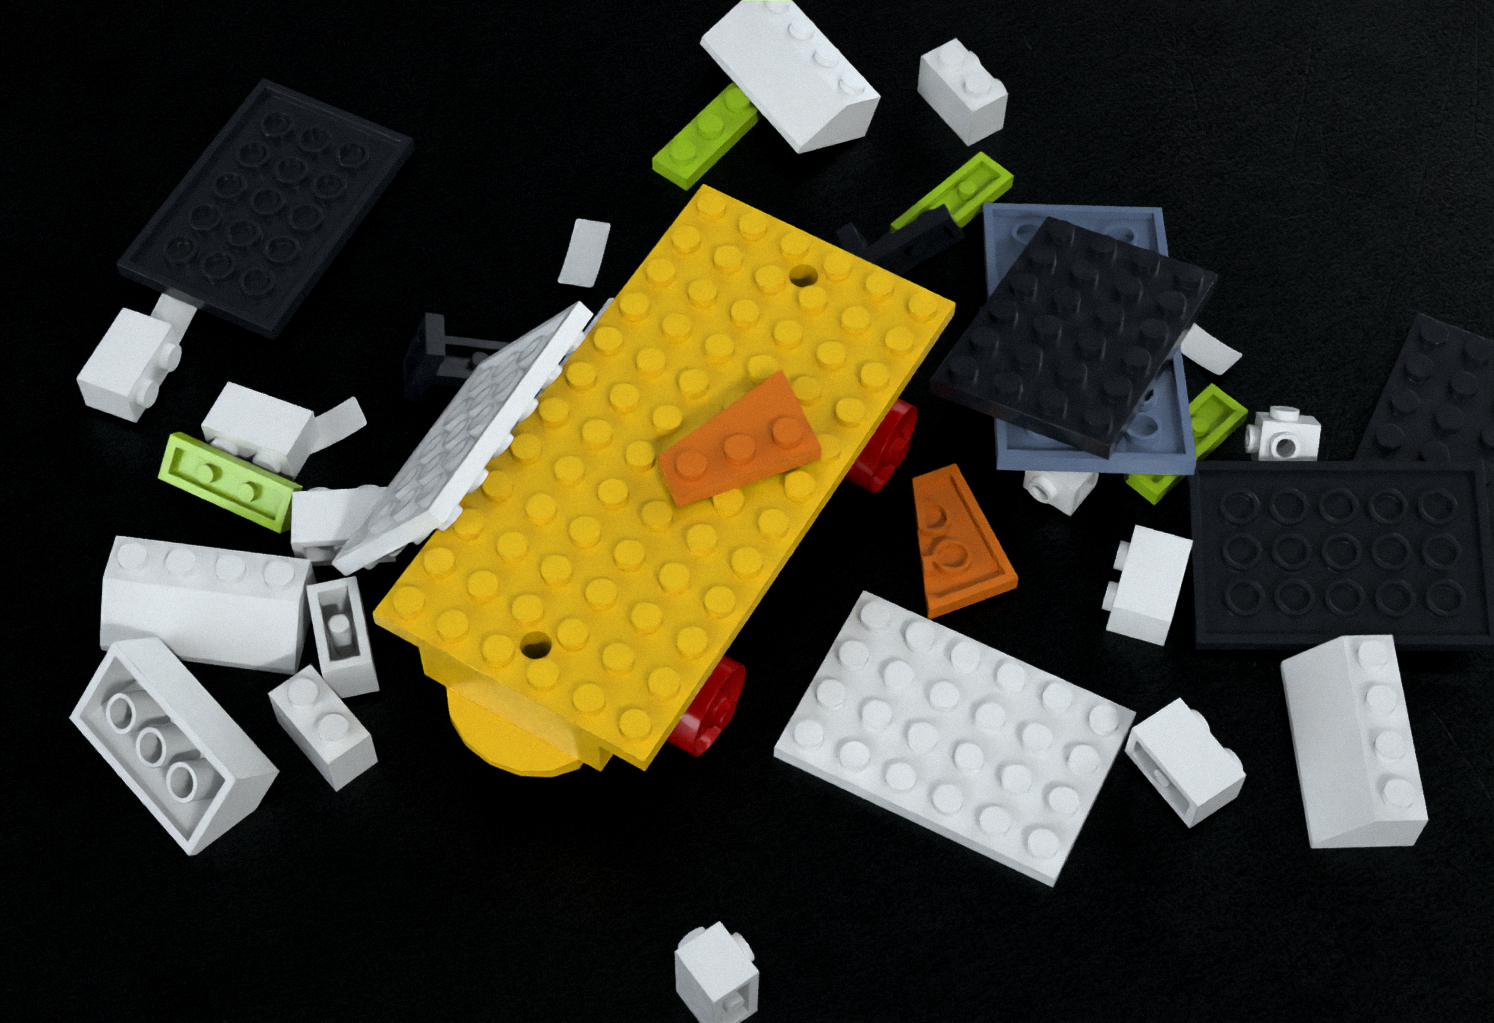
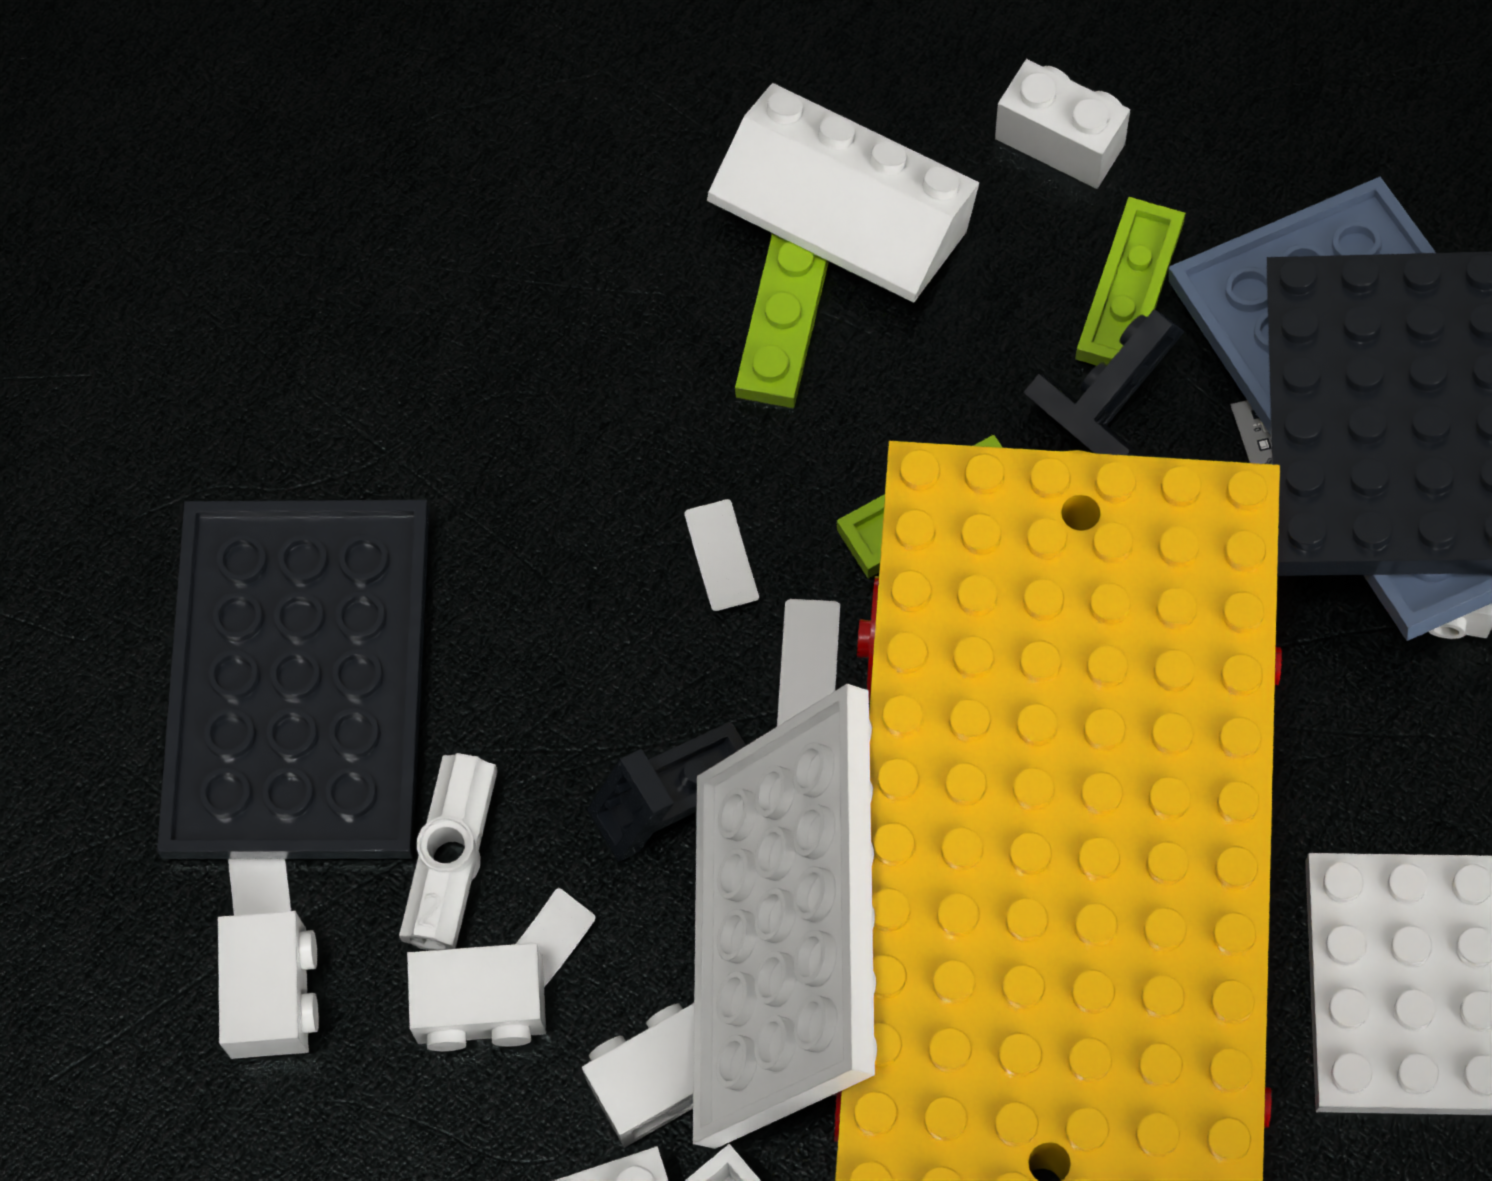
camera: 20 degrees left, 10 degrees up
(228, 482) = (479, 1080): lime plate -> none
(297, 341) = (438, 888): none -> white piece
(741, 444) = (1149, 784): orange wing -> none
(956, 544) = (1380, 740): orange wing -> none

